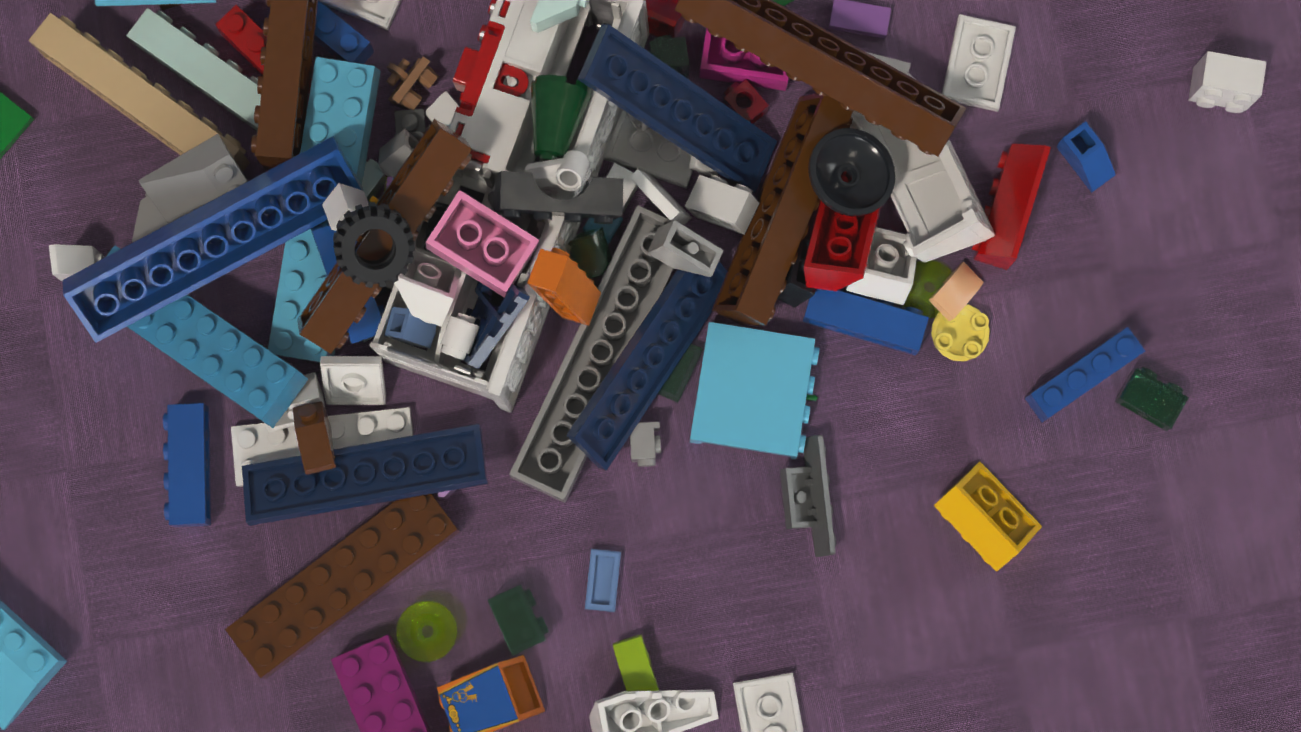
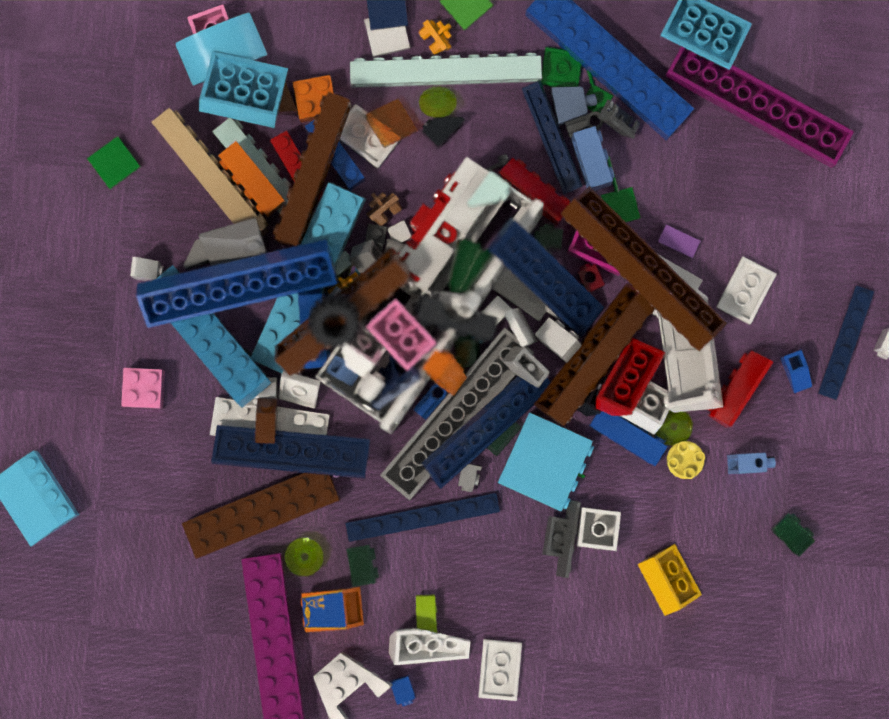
camera: 20 degrees right, 5 degrees up
(116, 442) = (143, 388): none -> bright pink brick
(187, 465) = (183, 415): blue brick -> none
(201, 86) = (252, 179): none -> orange brick
(340, 201) = (322, 286): white brick -> none
(555, 347) = (429, 403): none -> blue piece
(590, 524) = (422, 517): none -> dark blue plate
(602, 580) = (420, 554): medium blue tile -> none
(860, 467) = (598, 529): none -> white brick
(862, 161) = (654, 344): black dish -> none
(956, 291) = (690, 434): light nougat slope -> none
(1056, 310) = (749, 463): none -> medium blue torso
(1084, 374) = (755, 508): blue brick -> none
(1145, 99) = (845, 342): none -> dark blue plate

